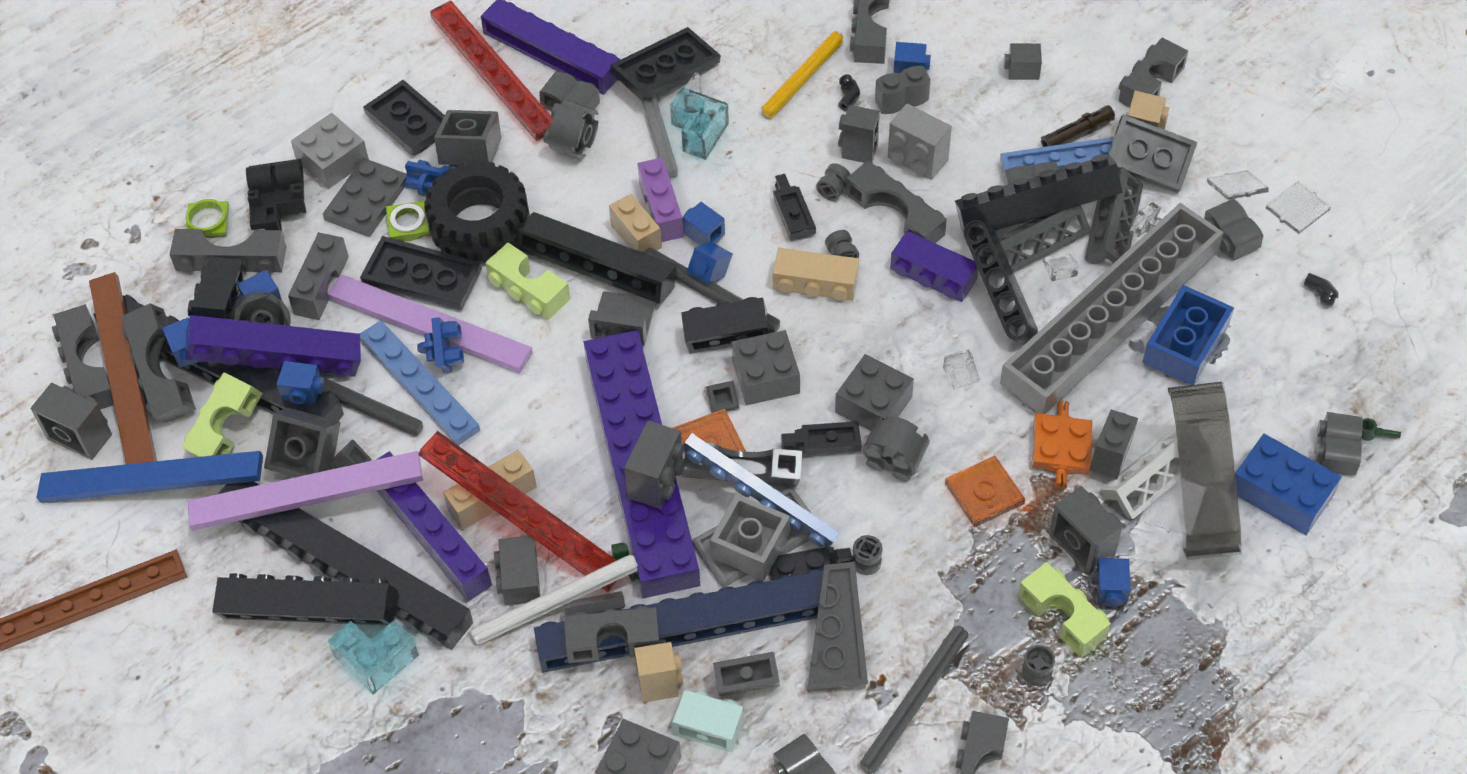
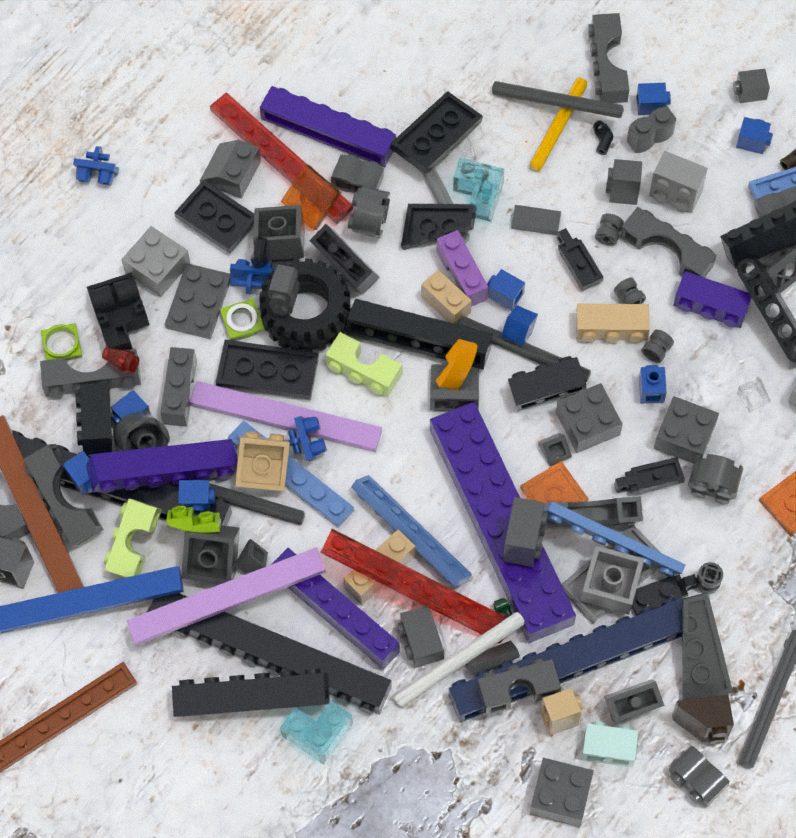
camera: 10 degrees left, 10 degrees up
(262, 237) = (123, 360): none -> clear red cone
(282, 403) = (184, 519): none -> lime slope
(296, 50) = (105, 170): none -> blue hips
(385, 359) = (262, 461): none -> tan plate
(437, 156) = (259, 254): none -> black arm
(440, 72) = (232, 167): none -> dark grey slope
(449, 182) = (283, 289): none -> dark grey brick
(515, 106) = (313, 194): none -> clear orange tile
(533, 172) = (344, 258): none -> black brick
(545, 468) = (424, 542): none -> medium blue plate
(629, 288) = (460, 361): none -> light orange slope
(639, 146) = (430, 221): none -> black wing
(755, 163) = (536, 220): none -> dark grey tile
(806, 48) = (557, 99): none -> dark grey axle
(825, 703) = (705, 718): none -> dark brown slope
(846, 343) = (652, 384): none -> blue brick
(864, 302) = (658, 345): none -> dark grey wheel
(1016, 109) = (754, 135): none -> blue brick

